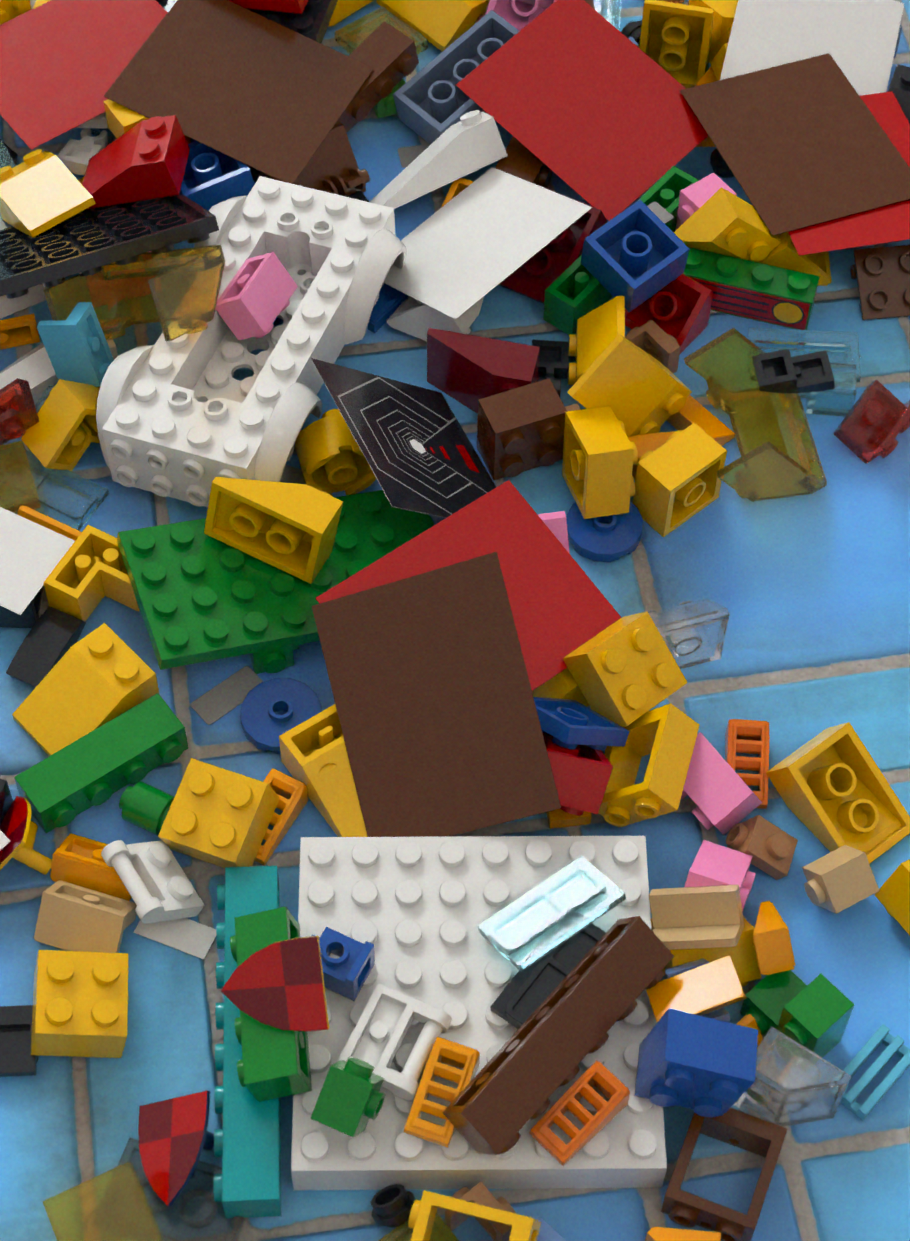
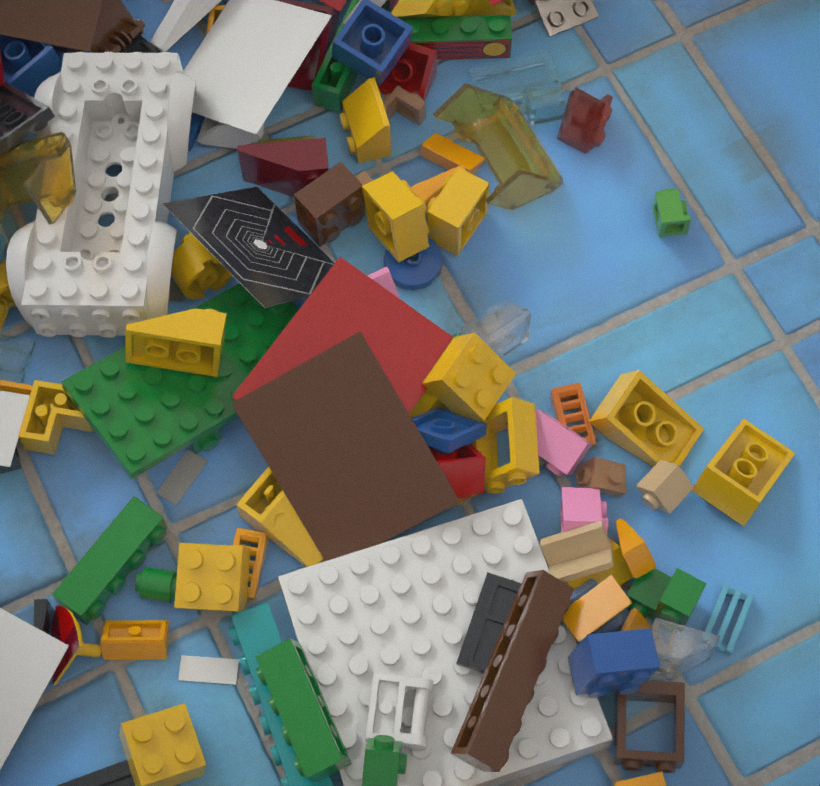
camera: 15 degrees left, 10 degrees up
(45, 646) = (34, 482): black slope -> none
(82, 919) = (140, 684): tan panel -> none
(85, 690) = (79, 510): yellow slope -> none
(153, 880) = (181, 640): white plate -> none
(256, 296) = (98, 157): bright pink brick -> none
(258, 710) = (223, 496): blue plate -> none
(282, 986) = (311, 701): shield -> none
(350, 971) = (345, 675): blue brick -> none
(451, 1054) = (443, 707): light orange slope -> none
(551, 913) = (477, 580): clear light blue piece -> none
(553, 361) = (335, 141): black plate -> none
(595, 1076) = (561, 697): orange slope -> none
(633, 385) = (405, 149): yellow slope -> none
(798, 374) = (515, 102): black slope -> none

